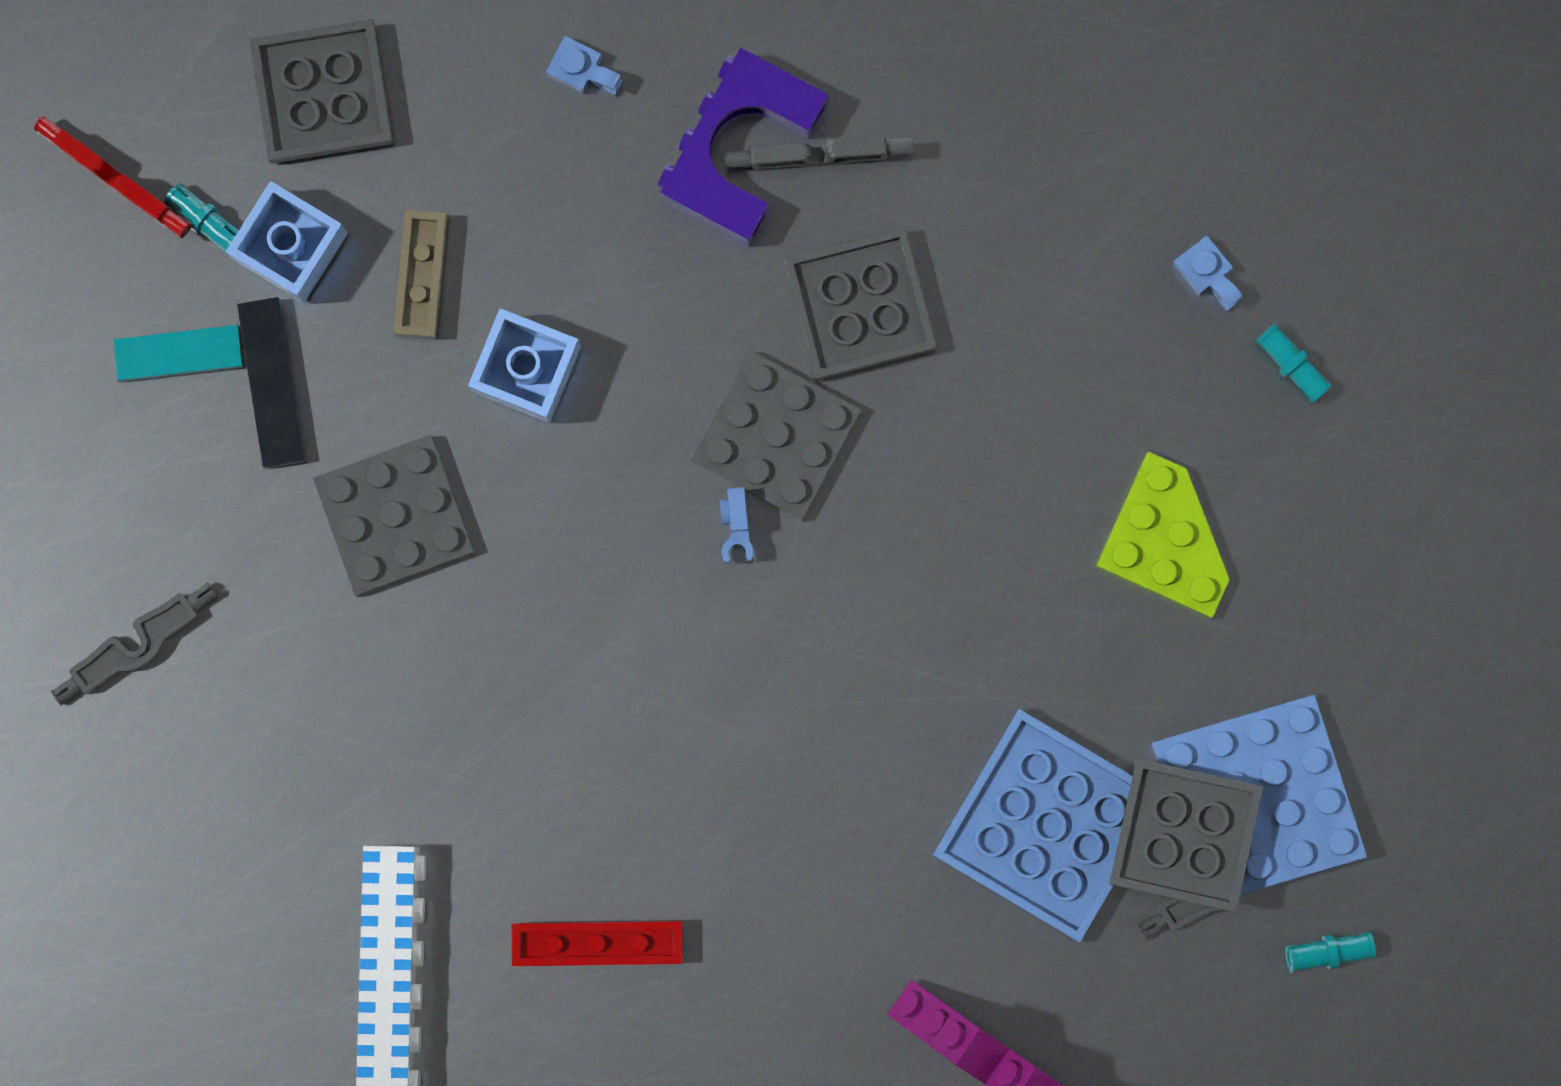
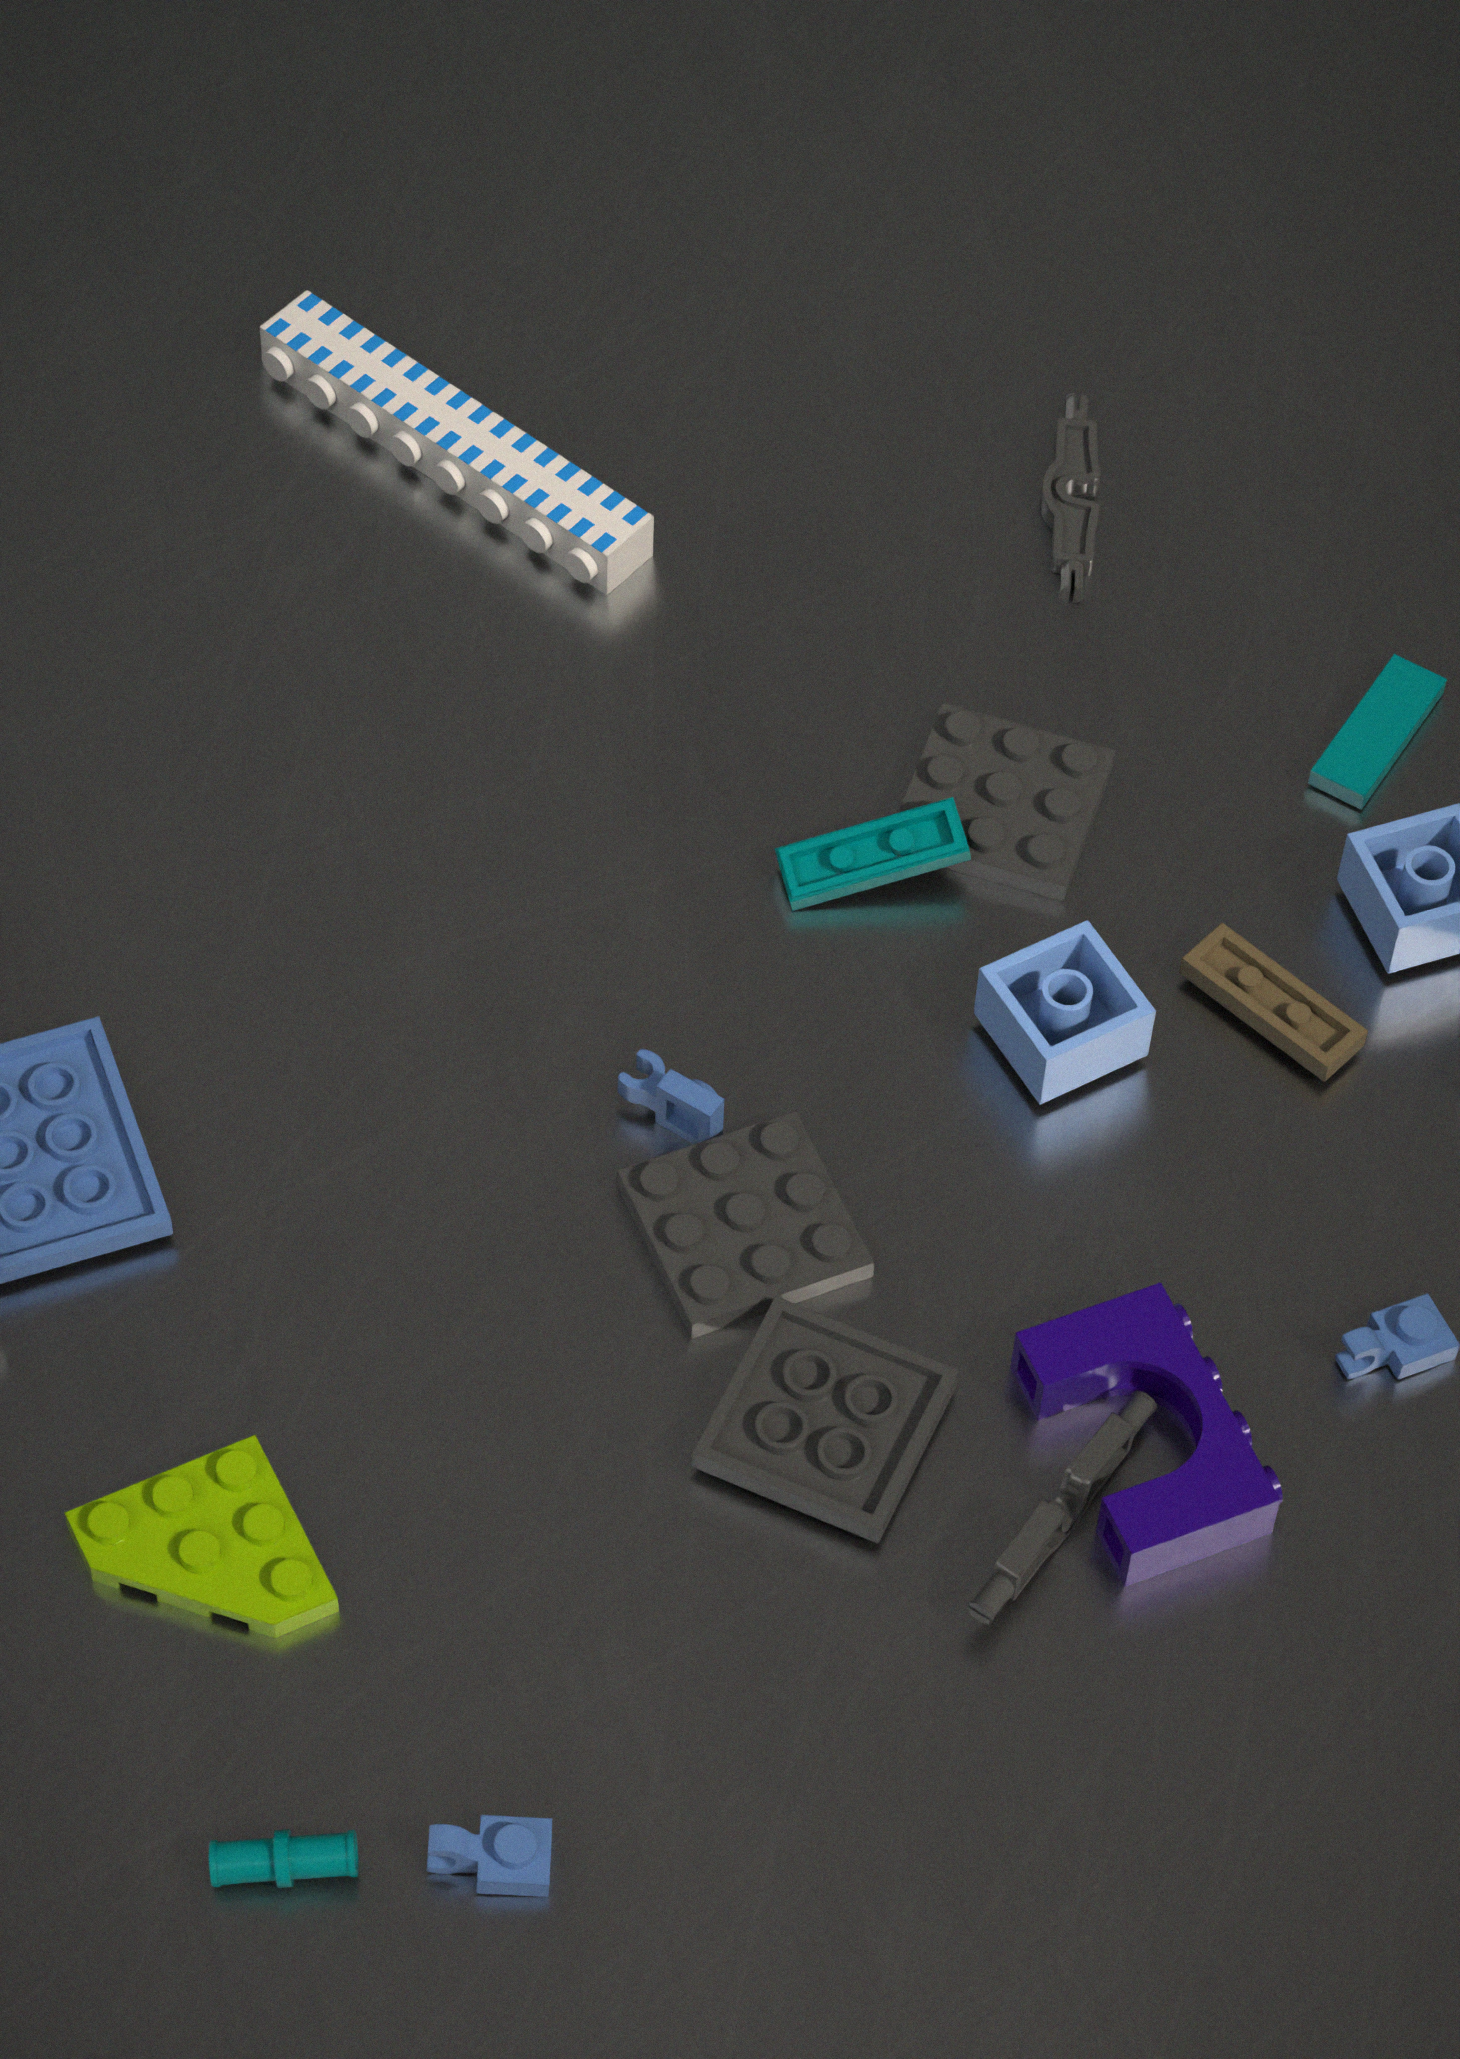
camera: 120 degrees right, 30 degrees down
(271, 383) = (1259, 786): black tile -> none
(495, 547) = (872, 854): none -> teal tile
(597, 943) = (337, 662): red plate -> none

